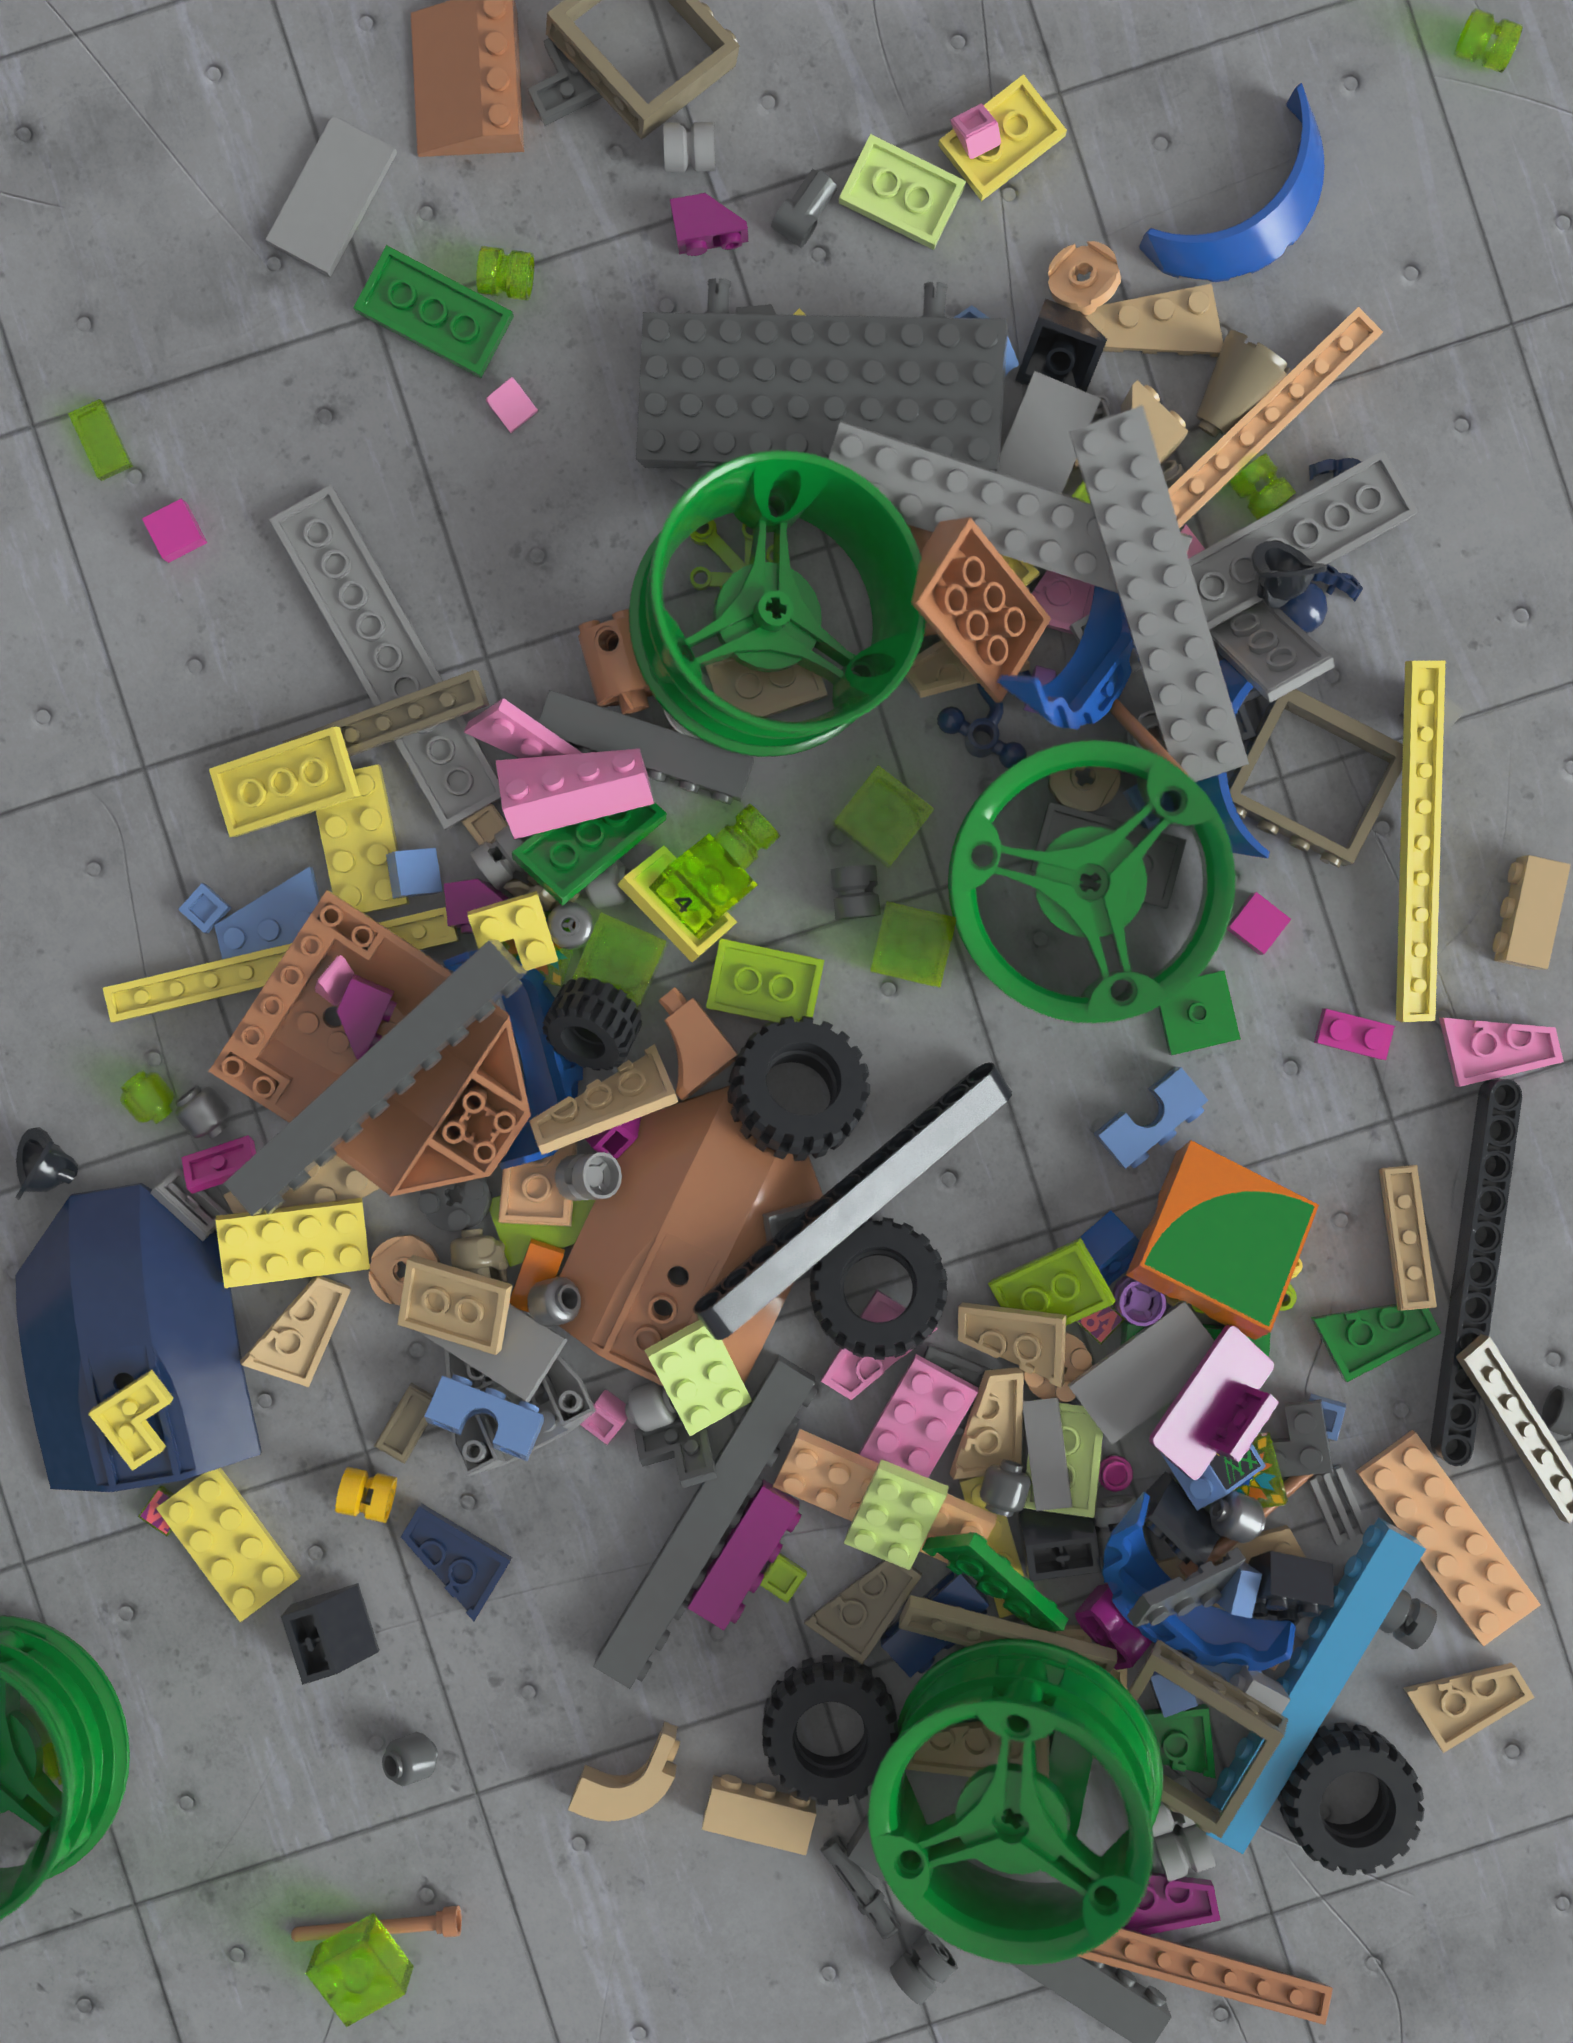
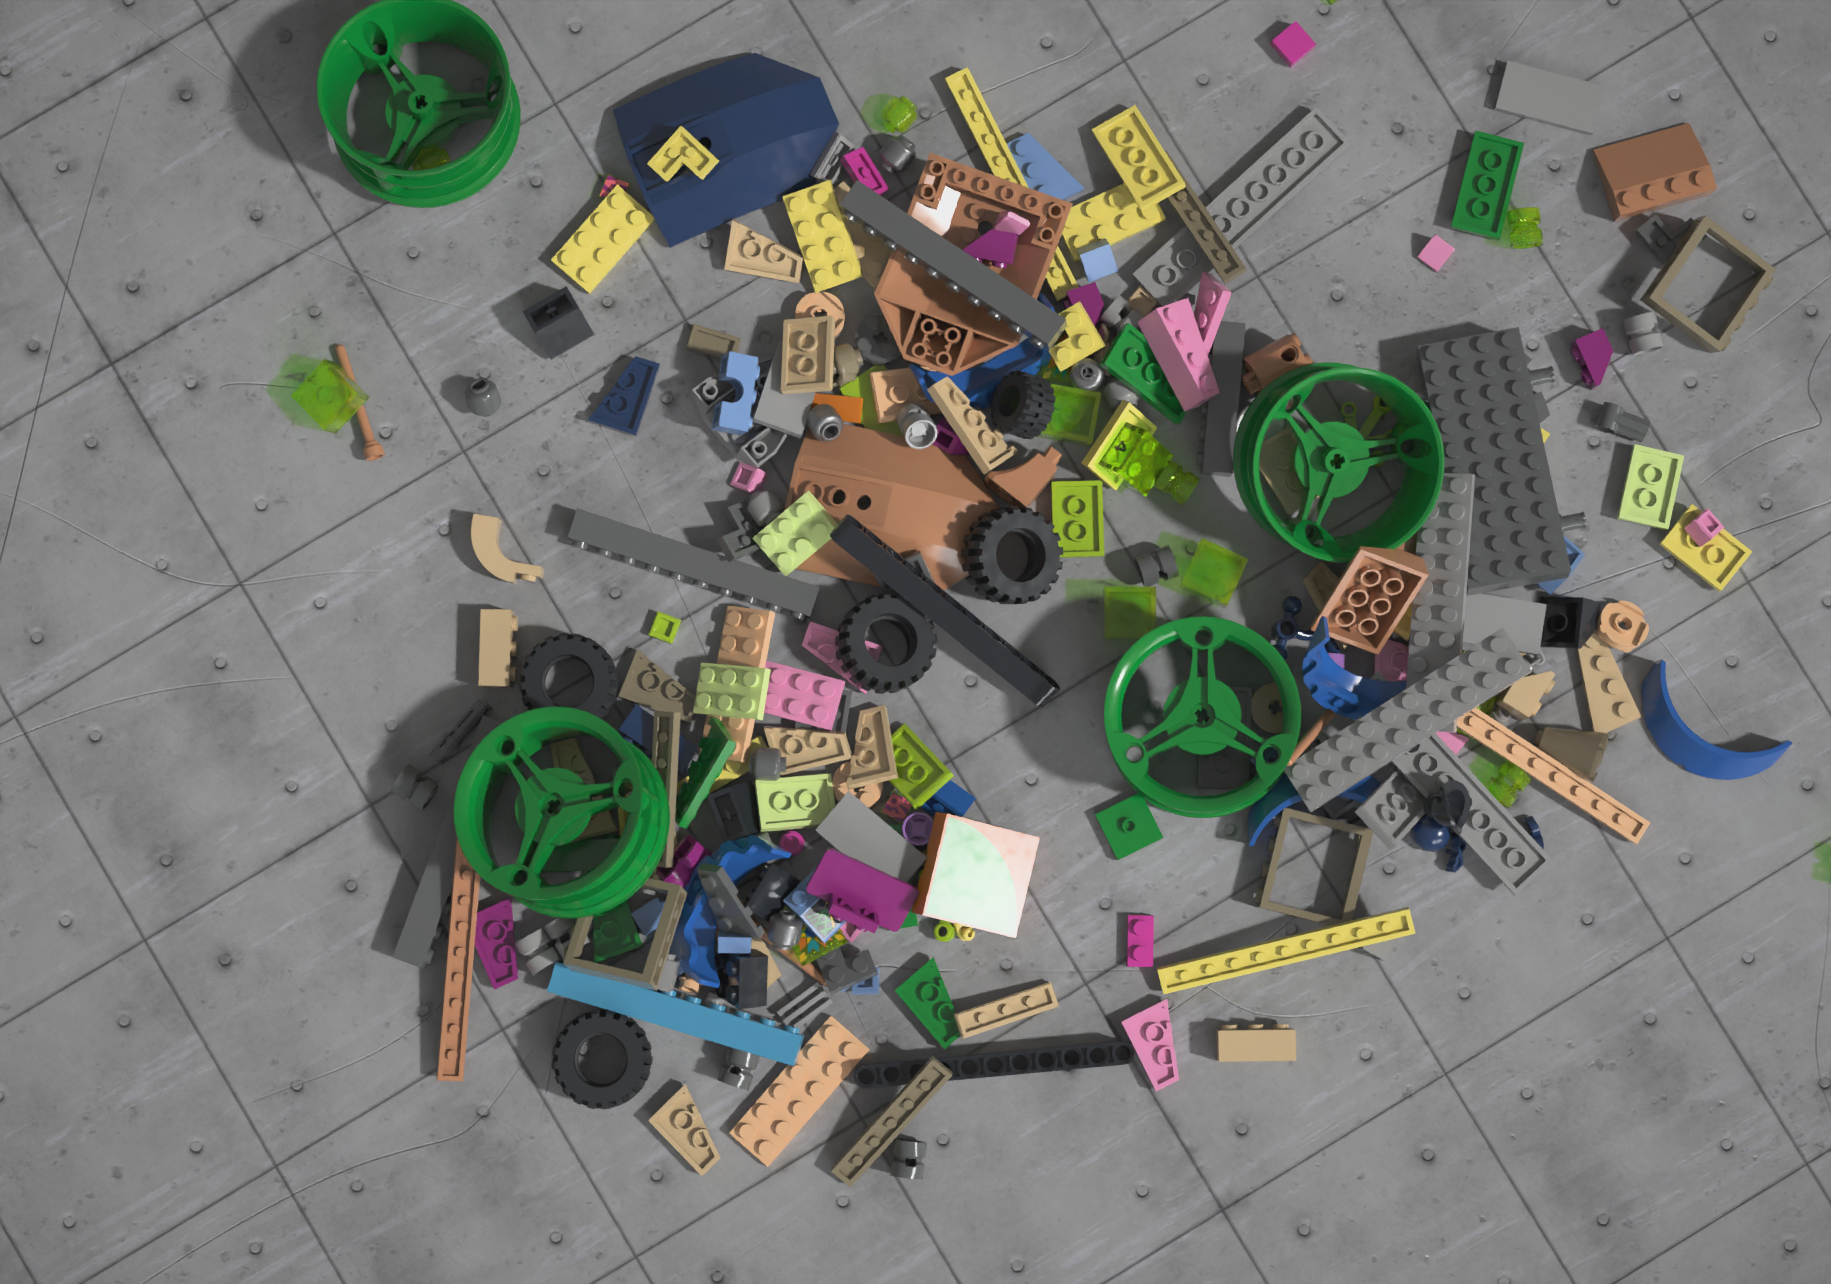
camera: 75 degrees right, 5 degrees down
(42, 1163) = (837, 53): black helmet -> none
(204, 908) = (1038, 123): medium blue plate -> none
(354, 1490) = (655, 317): yellow wheel -> none
(744, 1556) = (677, 596): magenta brick -> none
(1047, 1454) = (797, 788): light grey tile -> none
(1177, 1101) = (1028, 798): medium blue arch -> none
(1258, 923) = (1202, 854): dark pink piece -> none

